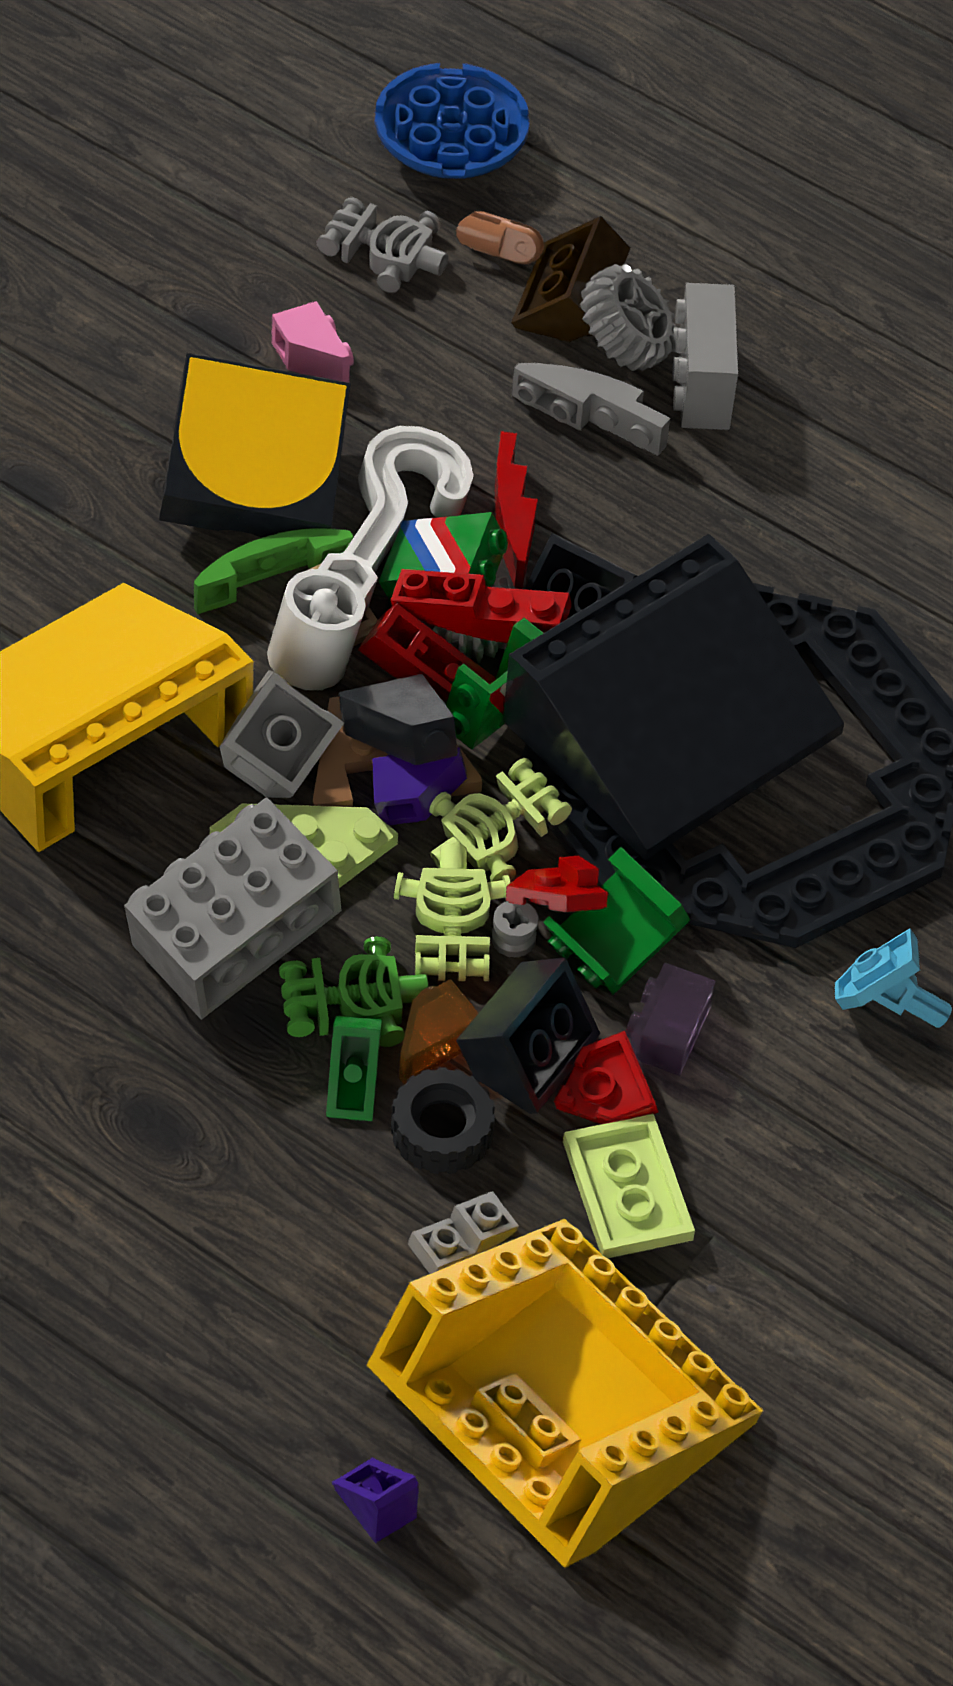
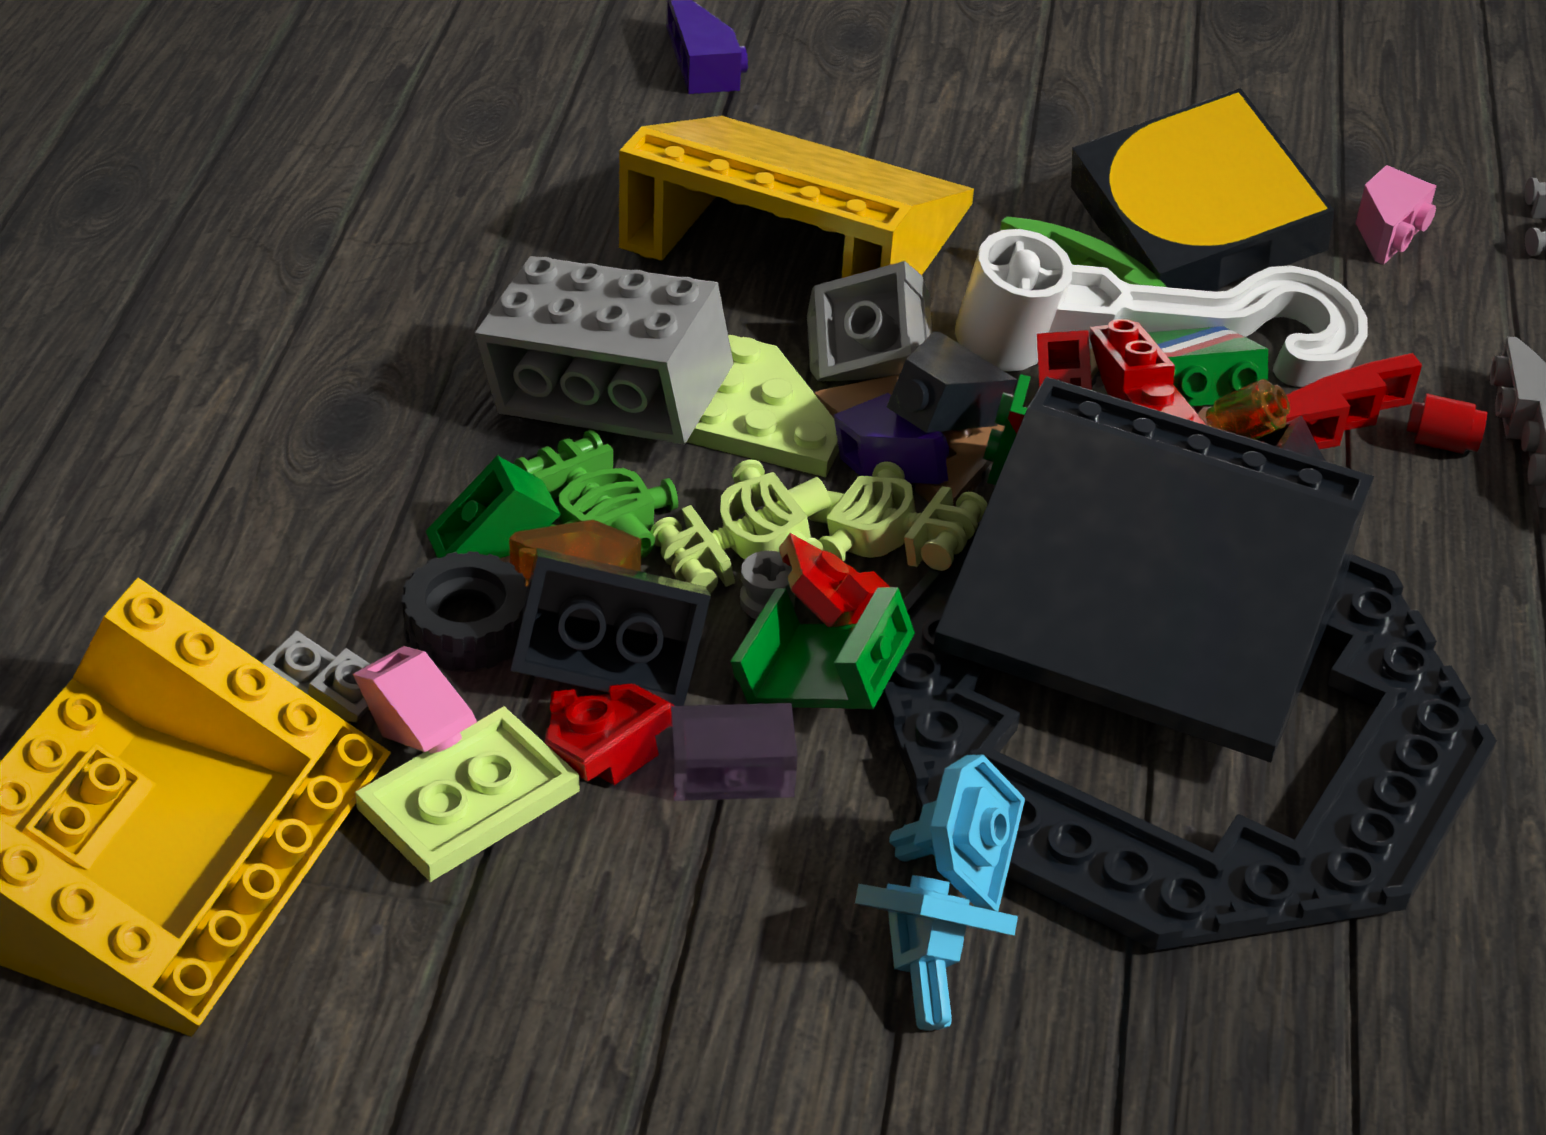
camera: 65 degrees right, 10 degrees down
(531, 560) = (1251, 410): none -> clear orange brick
(550, 1178) = (414, 701): none -> bright pink slope
(566, 455) = (1447, 424): none -> red brick
(842, 913) = (967, 830): none -> medium azure piece

